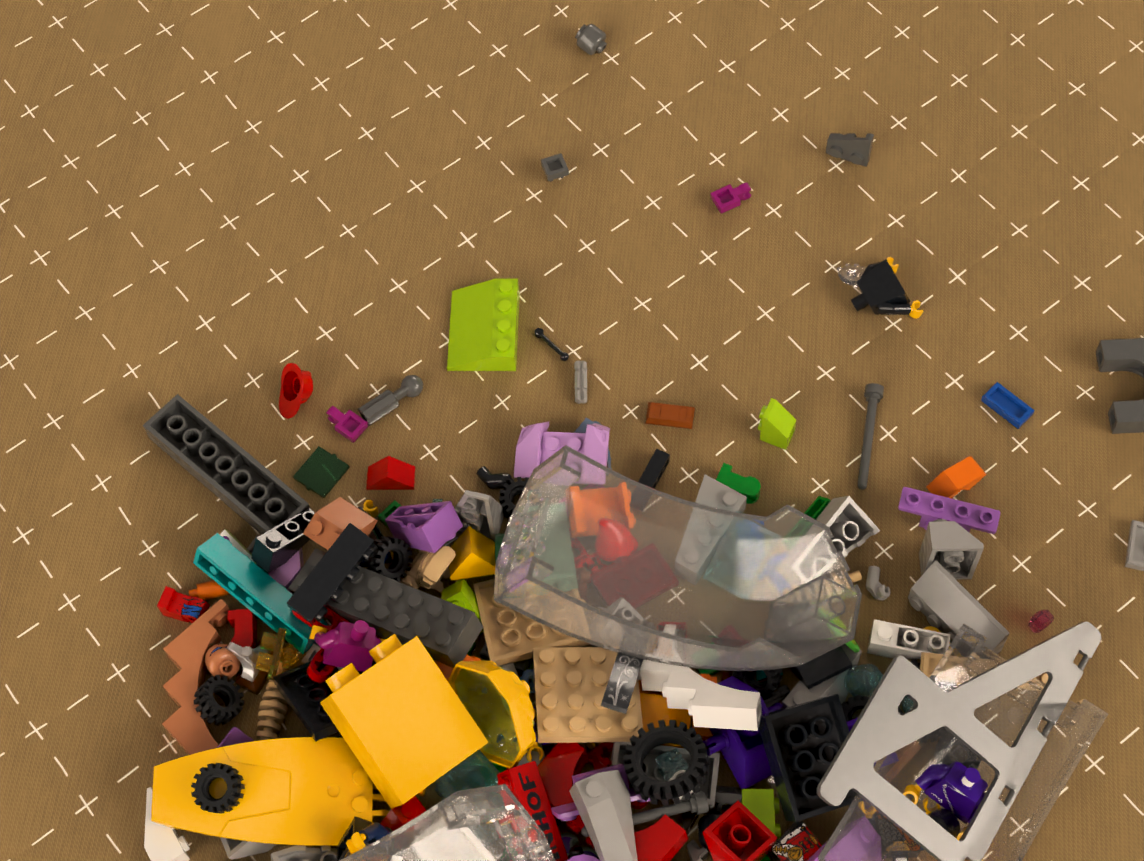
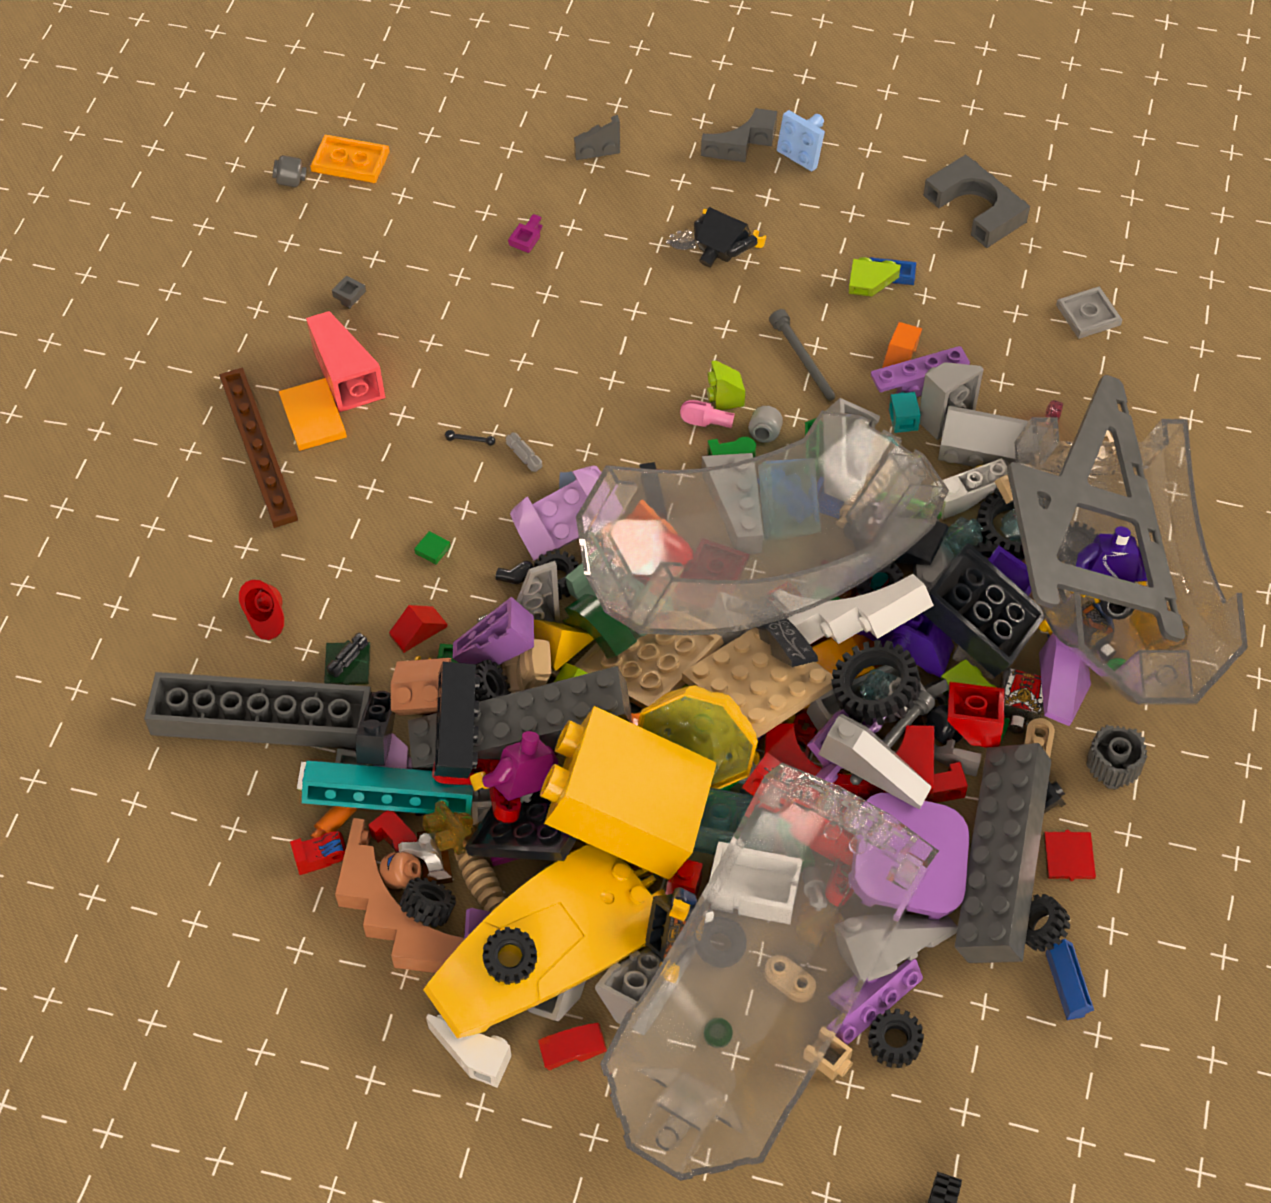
camera: 40 degrees left, 5 degrees down
(322, 465) = (347, 655): none -> black axle
(348, 424) = (341, 607): magenta plate -> none
(389, 401) = (362, 565): dark grey piece -> none
(392, 258) = (258, 448): none -> reddish brown plate
(452, 418) = (432, 547): none -> green tile
(453, 253) = (312, 414): none -> light orange tile
(484, 327) = (398, 455): lime slope -> none
(496, 229) = (346, 365): none -> coral slope
(648, 53) = (350, 158): none -> light orange tile
(670, 415) = (624, 434): dark orange tile -> none
(744, 438) = (703, 414): none -> bright pink arm
(784, 477) = (765, 424): none -> light grey head
(909, 538) = (904, 412): none -> teal brick
(964, 214) = (735, 144): none -> dark grey arch
(979, 401) = (871, 276): none -> lime slope
(1022, 241) = (801, 139): none -> light blue plate

